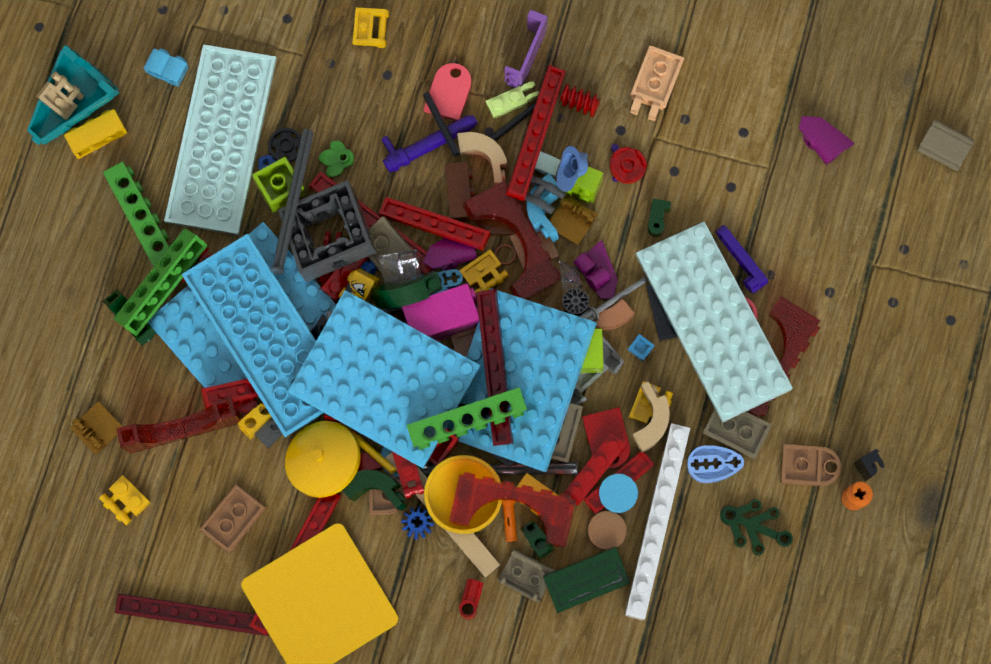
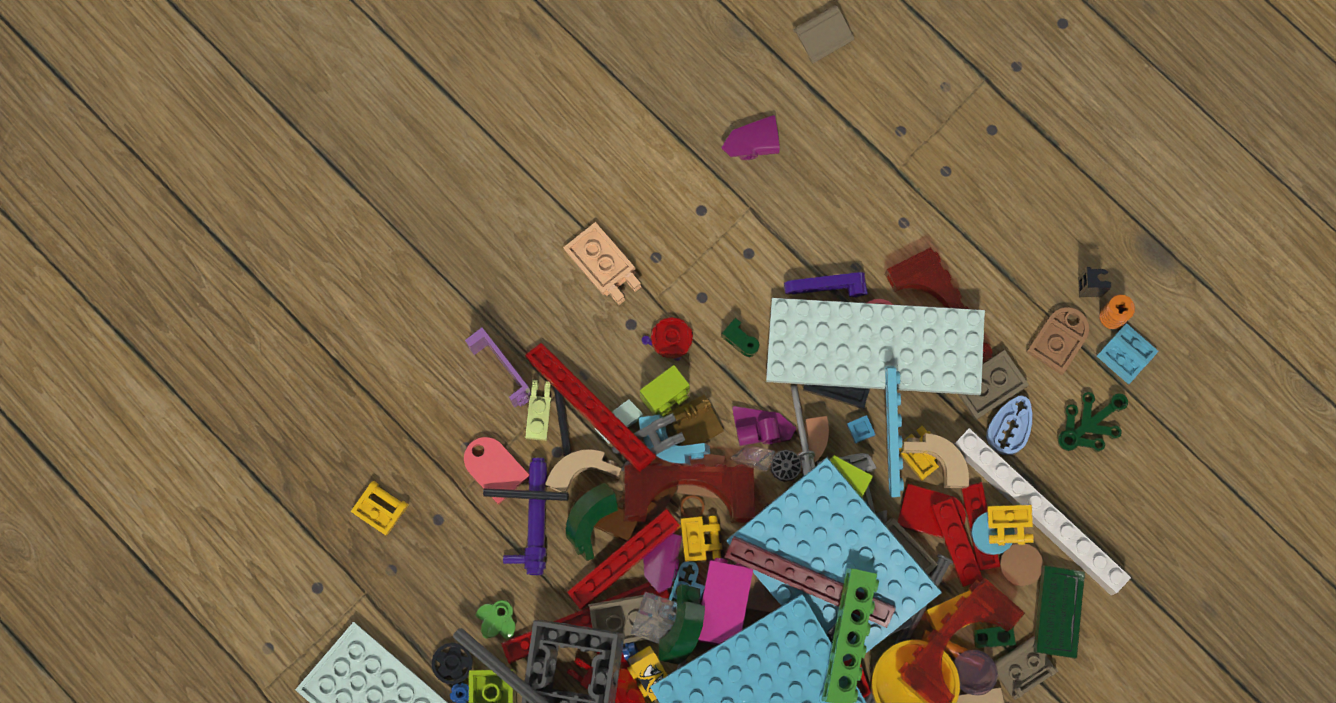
camera: 65 degrees left, 0 degrees up
(451, 173) = (584, 516): none -> dark green arch
(499, 536) = (976, 672): none -> piece
(572, 166) = (654, 393): medium blue piece -> none
(579, 100) = (579, 345): red piece -> none
(636, 496) = (1010, 517): none -> yellow plate
(659, 365) = (894, 440): none -> medium azure plate
(829, 525) = (1127, 353): none -> medium azure slope

